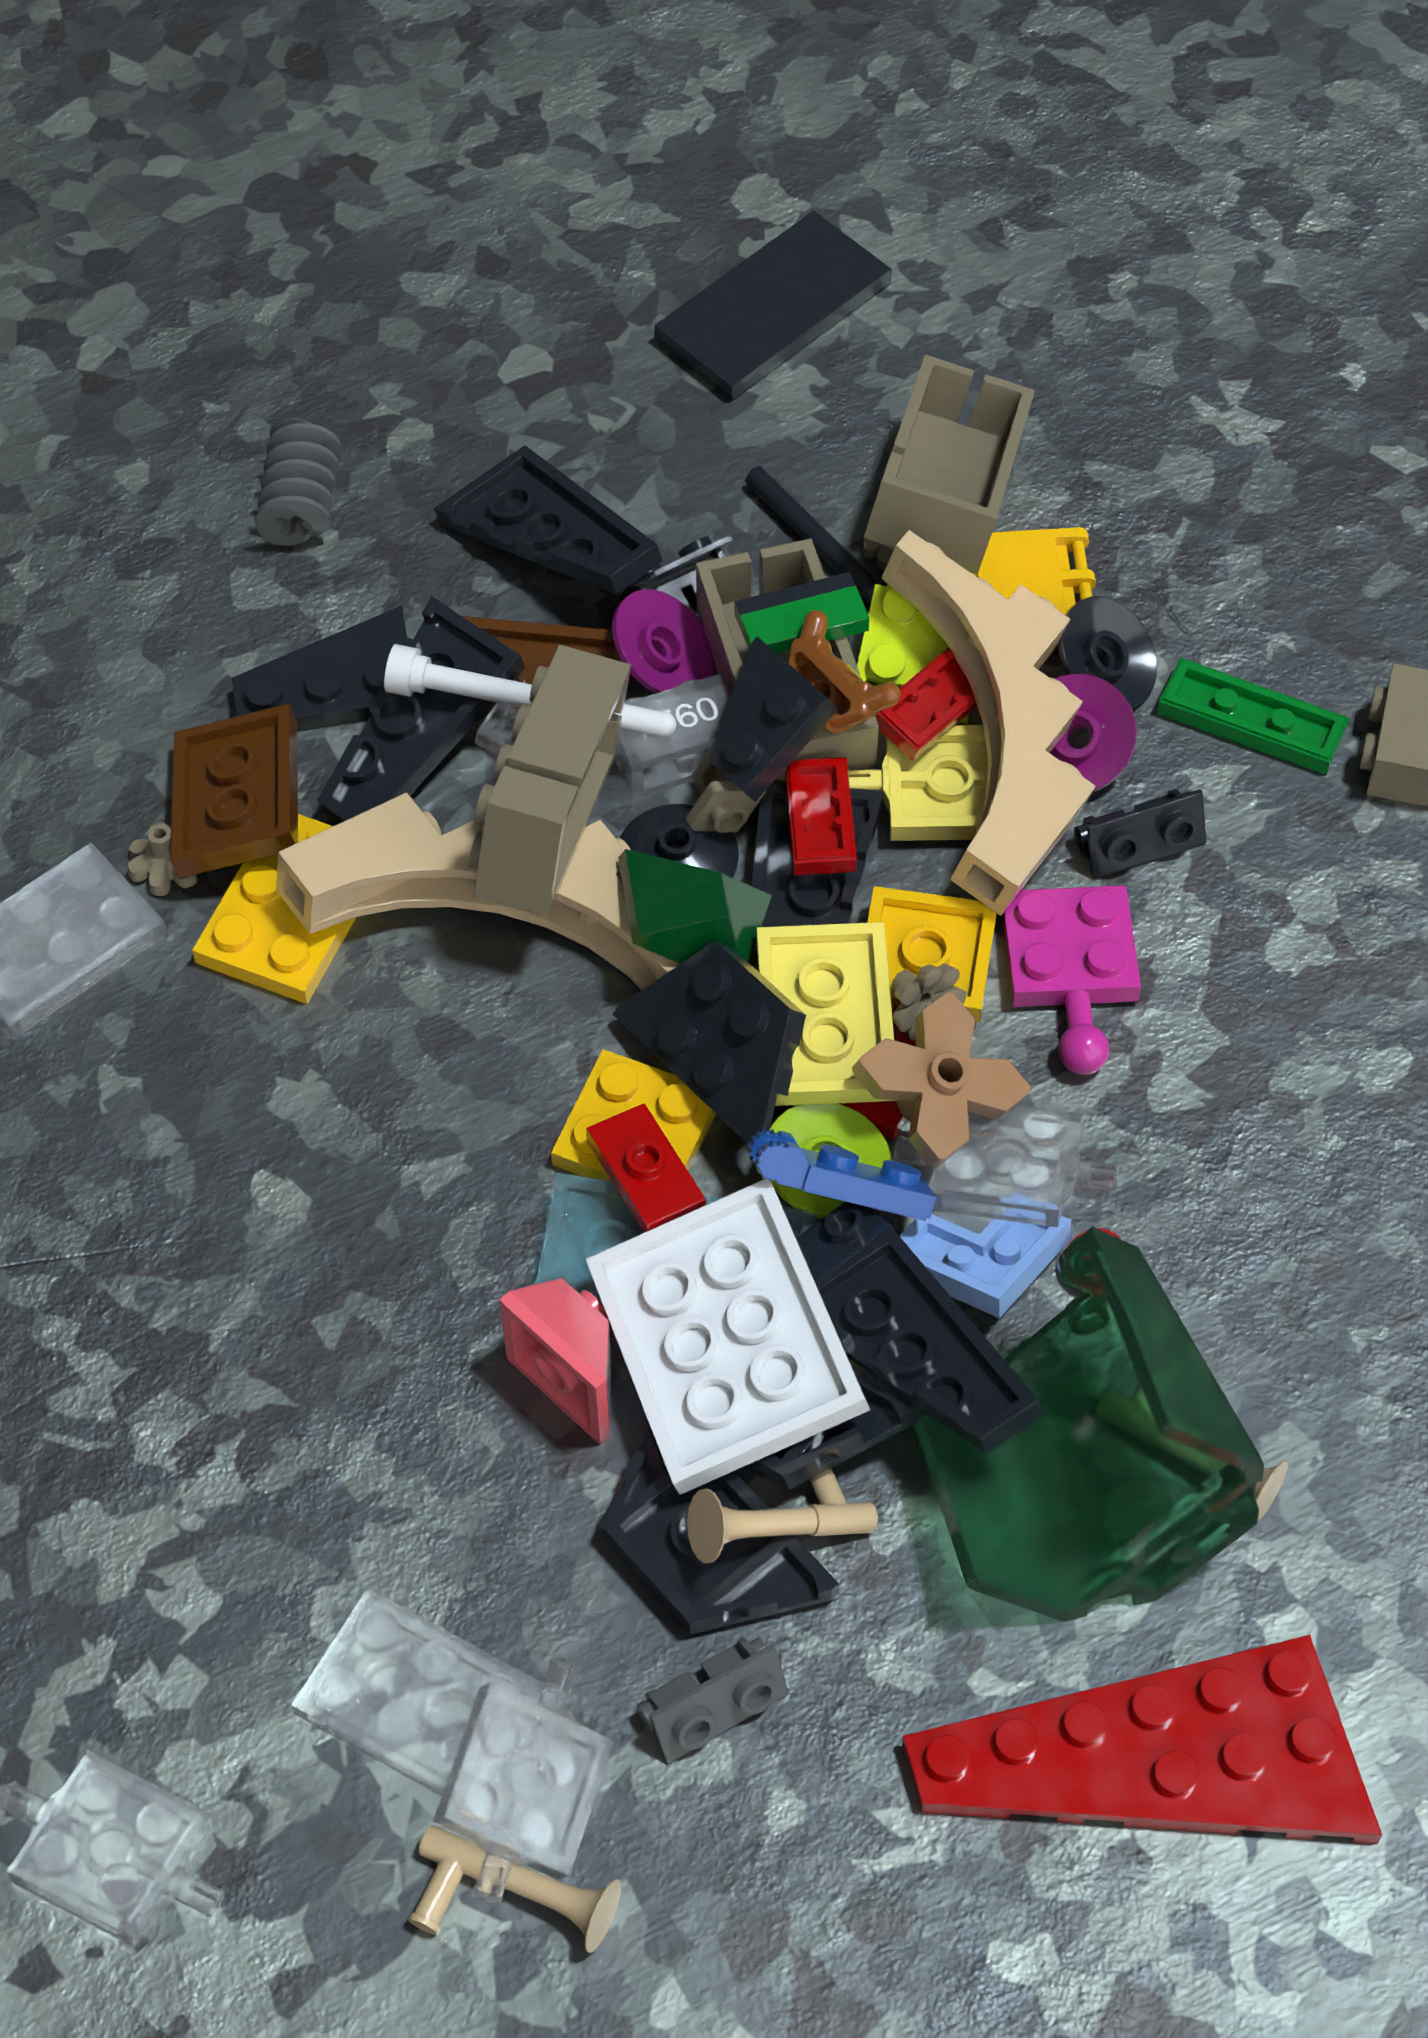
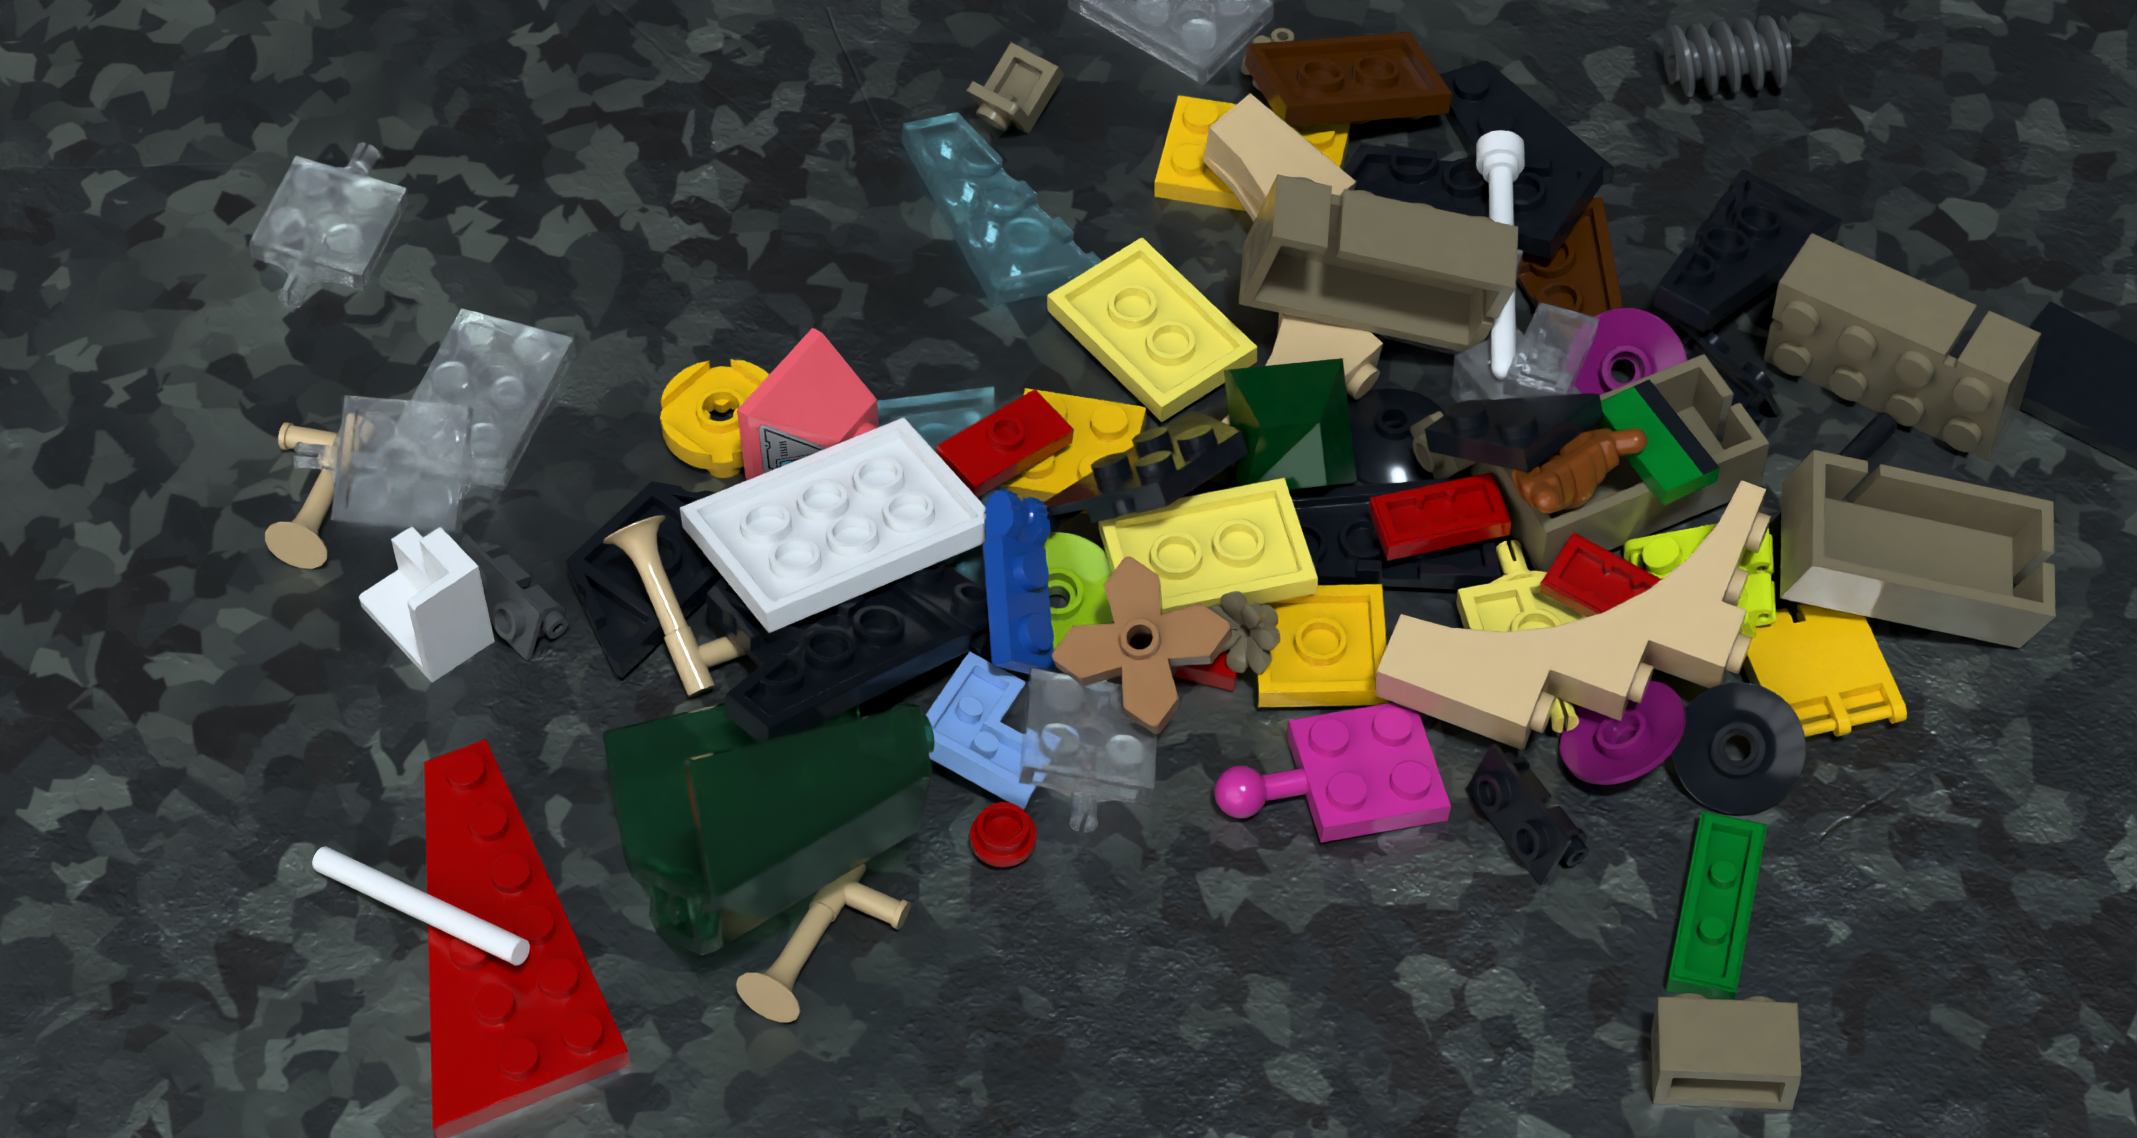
camera: 80 degrees right, 5 degrees down
(140, 1095) = (1016, 89): none -> dark tan bracket
(331, 1142) = (993, 217): none -> clear light blue wing
(501, 1027) = (1151, 328): none -> light yellow plate
(512, 1486) = (687, 419): none -> yellow plate
(675, 680) = (1550, 353): none -> clear plate
(705, 427) = (1889, 344): none -> dark tan piece
(721, 1776) = (431, 603): none -> white panel
(1117, 1818) = (421, 905): none -> white bar

